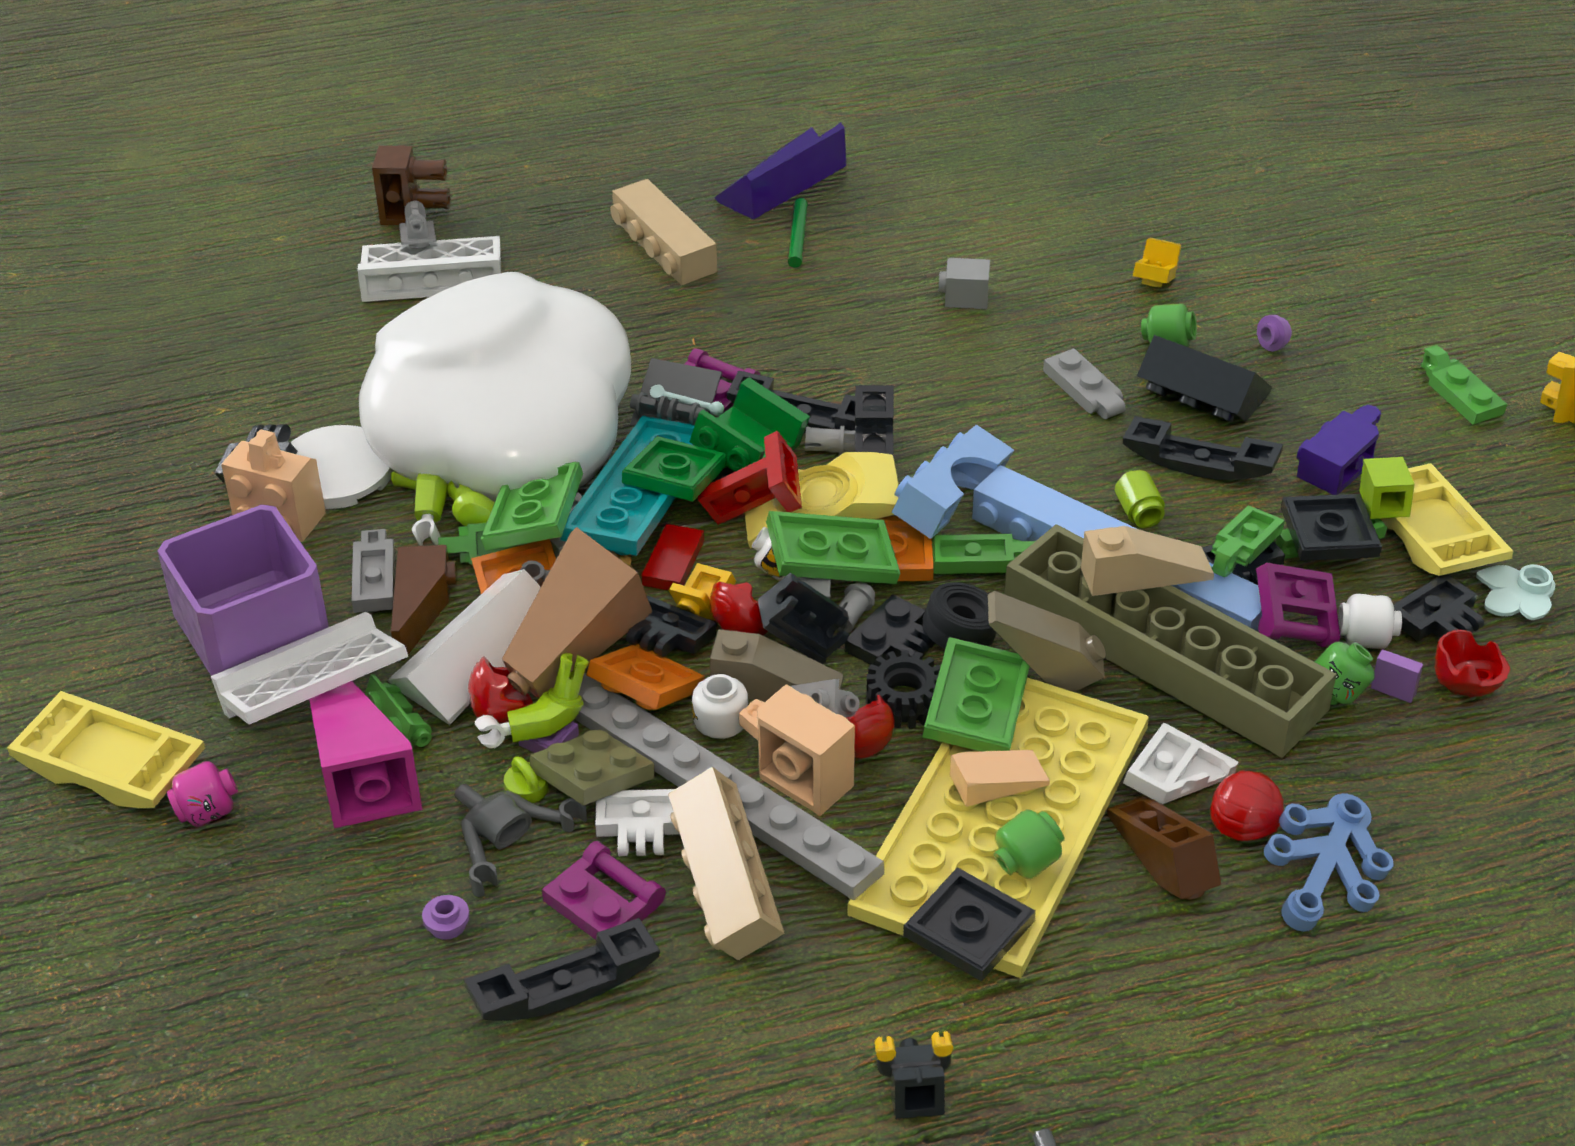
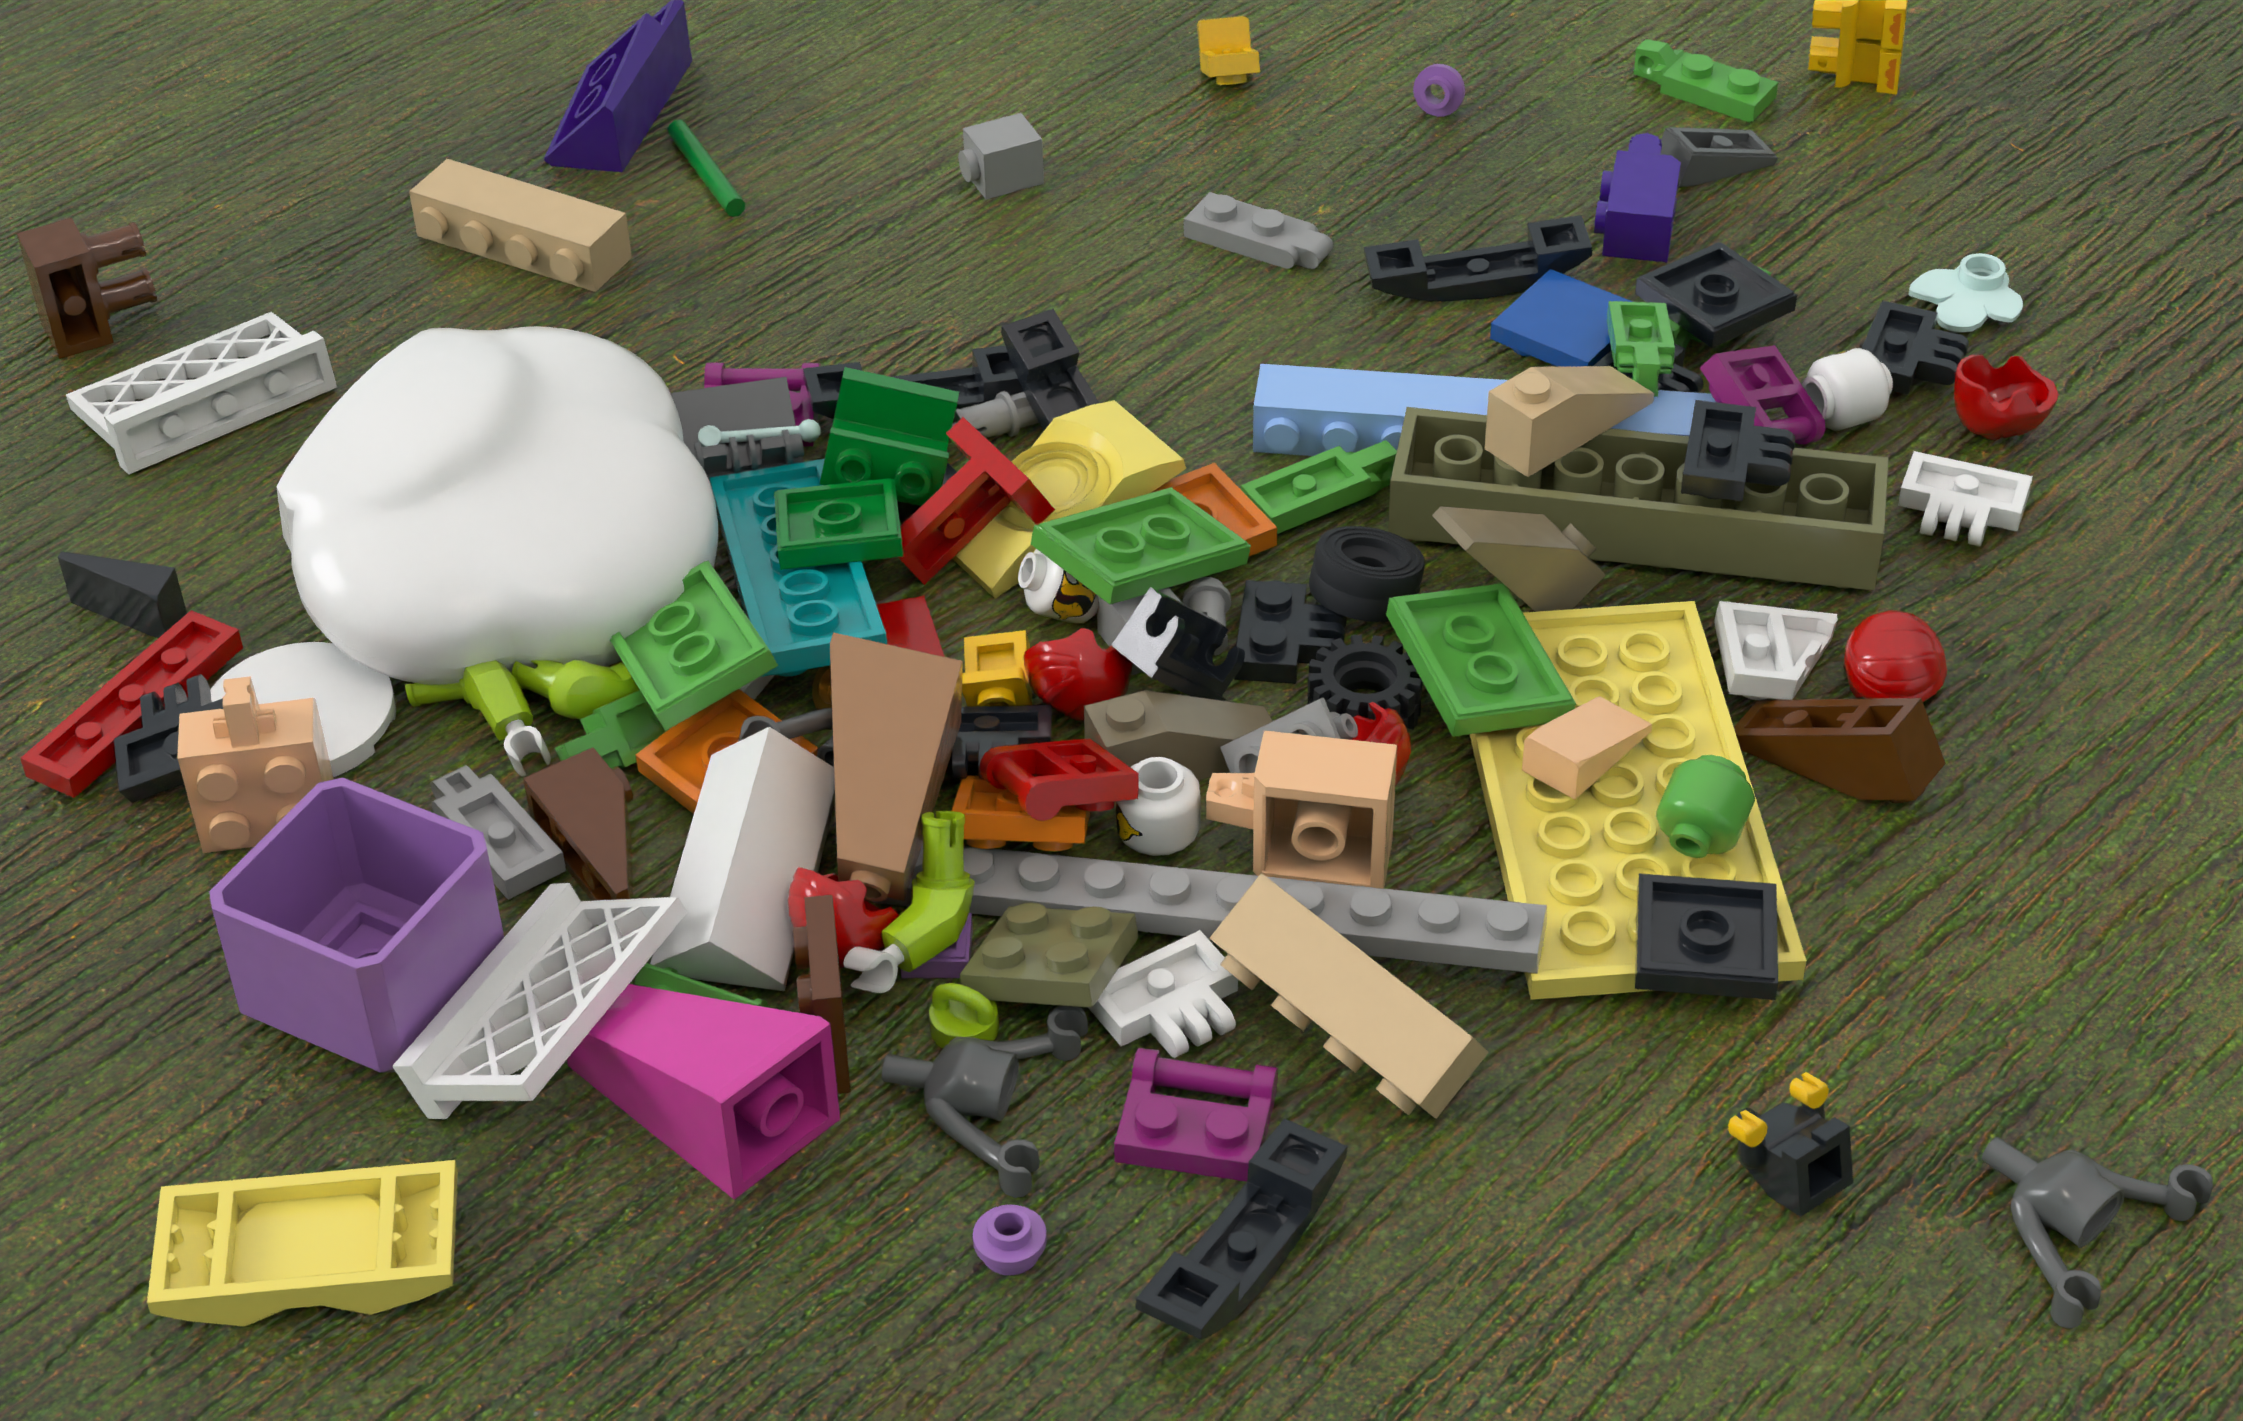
camera: 30 degrees left, 0 degrees up
(202, 794) = (514, 1234): dark pink head -> none
(300, 413) = (84, 741): none -> red plate
(303, 366) = (125, 591): none -> black slope
(416, 230) = (140, 337): light grey hinge -> none
(448, 734) = (822, 989): none -> reddish brown plate
(681, 670) = (1066, 773): none -> red plate
(932, 493) = (1215, 424): light blue arch -> none
(1140, 498) = (1452, 345): lime brick -> none
(1171, 323) = (1310, 124): bright green head -> none
(1202, 380) = (1408, 174): black slope -> none
(1217, 503) = (1557, 322): none -> blue tile
(1225, 626) = (1730, 450): none -> black hinge
(1347, 818) = (2013, 629): medium blue plant -> none
(1352, 670) = (1880, 439): bright green head -> none
(1386, 487) = (1751, 220): lime brick -> none
(1391, 722) = (1963, 496): none -> white hinge
(1397, 676) = (1928, 433): medium lavender tile -> none
(1421, 435) = (1715, 153): none -> dark grey slope
(1444, 528) = (1820, 247): light yellow slope -> none

